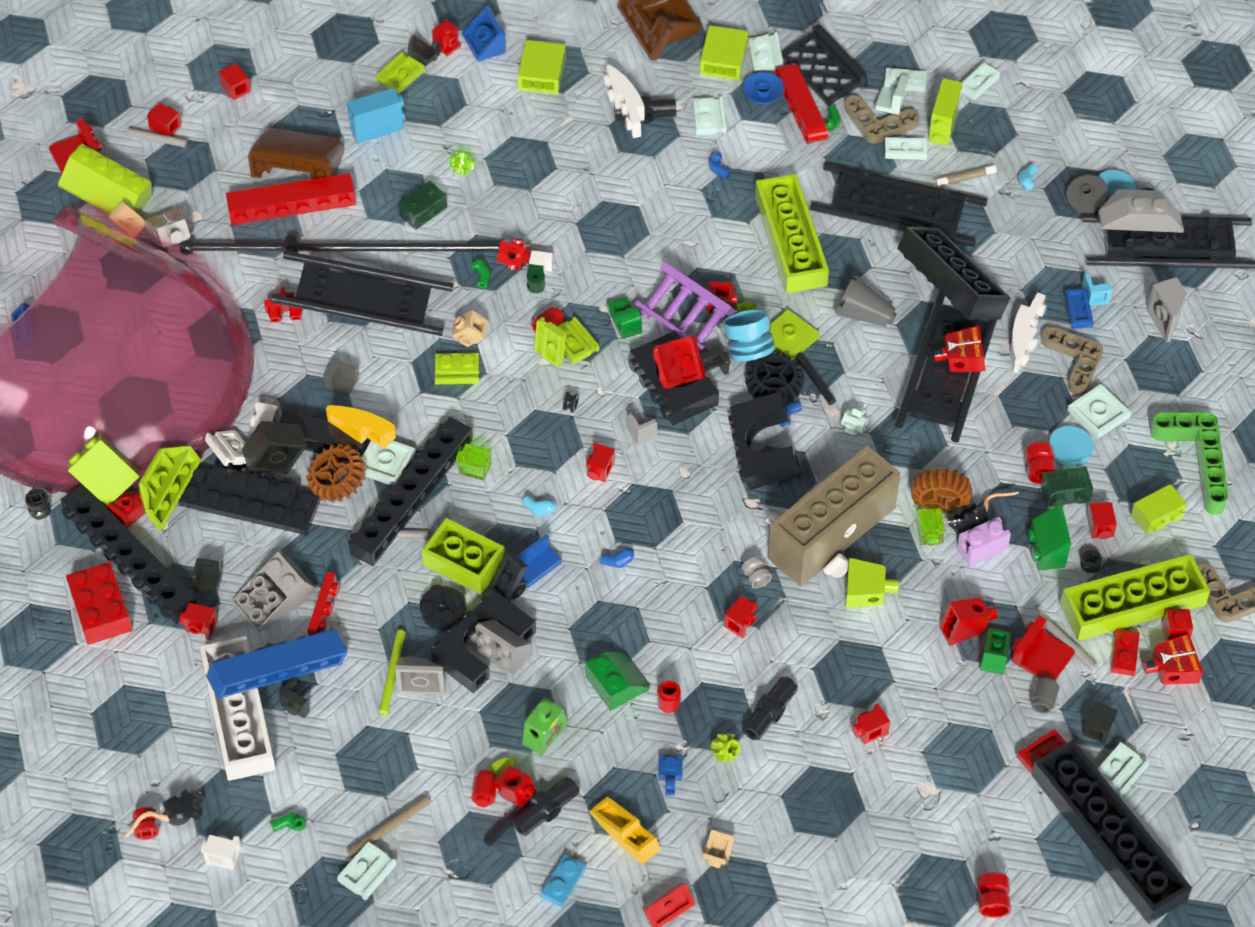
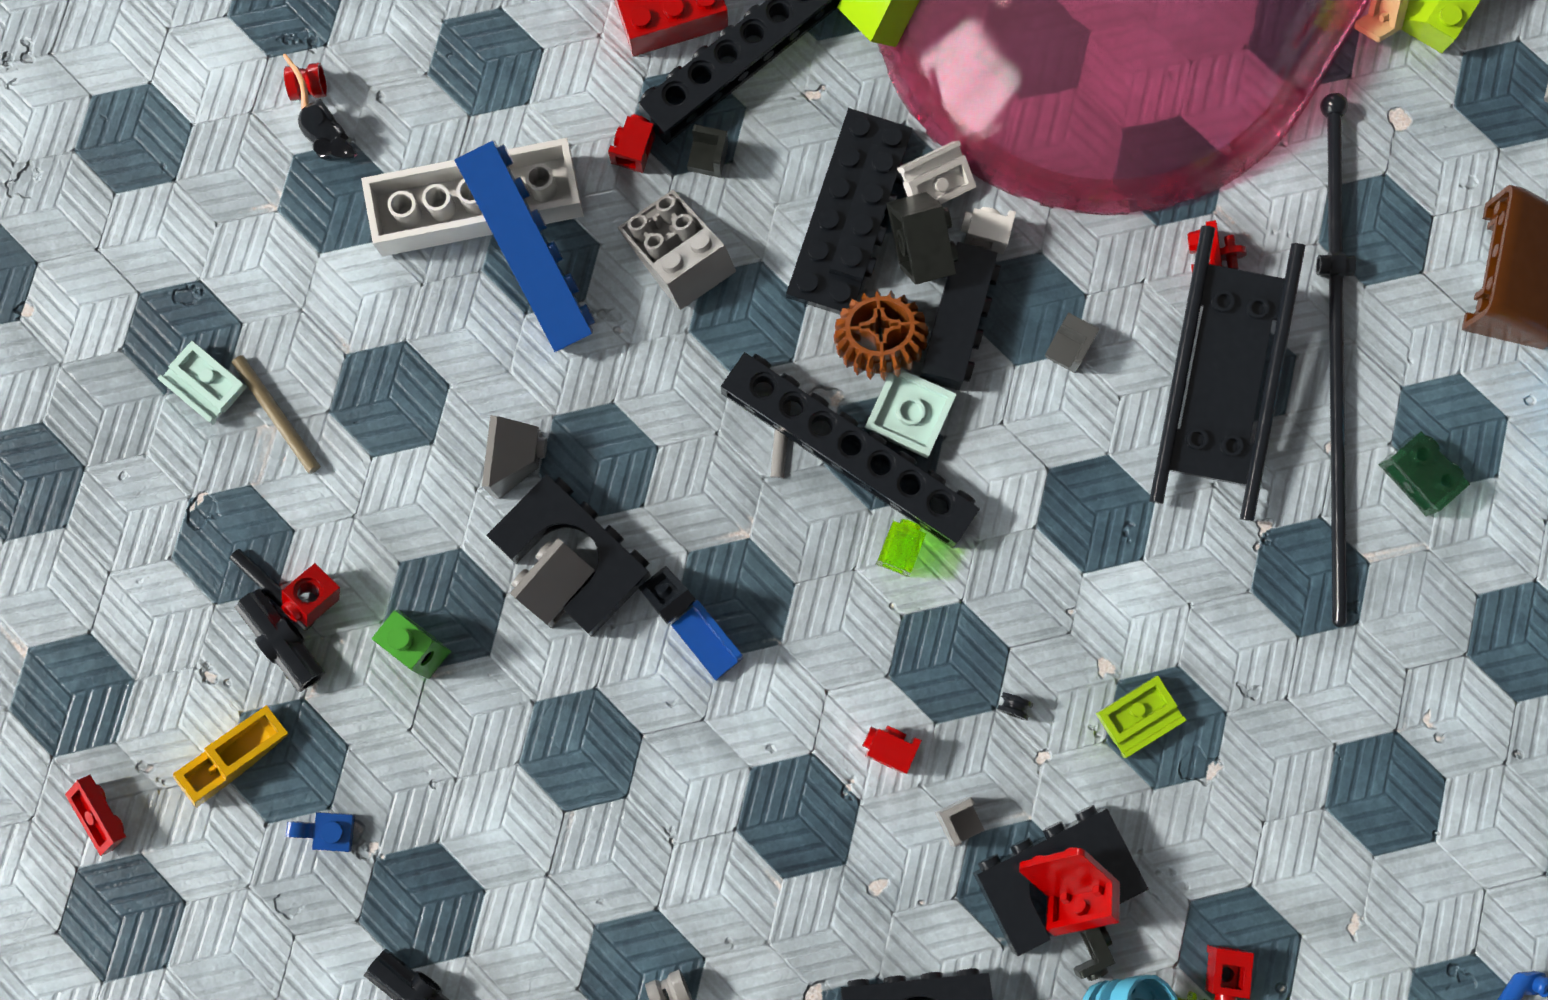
camera: 90 degrees right, 25 degrees up
(127, 509) = (833, 47): red brick -> none
(166, 481) = (866, 83): lime wedge -> none
(168, 228) = (1366, 76): light grey torso -> none
(221, 851) = (251, 183): white brick -> none
(288, 820) = (296, 279): green arm -> none
(290, 199) = (1432, 263): red brick -> none
(291, 701) = (482, 278): pearl dark grey bracket -> none
(324, 604) = (644, 319): red plate -> none
(362, 425) = (955, 370): yellow slope -> none
(391, 674) = (543, 422): lime bar -> none
(438, 596) = (646, 514): black plate -> none
(457, 368) = (1090, 525): lime plate -> none
(462, 163) = (1515, 539): clear neon green gear -> none
(463, 556) = (717, 526): lime brick -> none
(469, 328) = (1160, 545): tan brick -> none
(484, 788) = (318, 549): red brick -> none
(485, 273) = (1287, 573): green arm -> none
(501, 764) = (353, 578): lime tile -> none
(514, 253) = (1318, 622): red brick -> none
(538, 265) = (1287, 660): leg -> none
(539, 507) = (814, 649): medium azure arm -> none
(550, 342) = (1126, 679): lime plate -> none
(551, 315) = (1178, 674): red brick -> none
(563, 881) = (162, 662): dark azure plate -> none
(615, 678) = (489, 757): green slope -> none
(618, 560) = (710, 773): arm -> none
(625, 317) = (1191, 804): green plate -> none
(669, 696) = (432, 836): red brick -> none
(687, 288) = (1209, 945): medium lavender fence -> none
(718, 849) = (177, 896): tan bracket -> none
(725, 747) = (349, 919): lime gear -> none
(740, 616) = (588, 963): red brick -> none

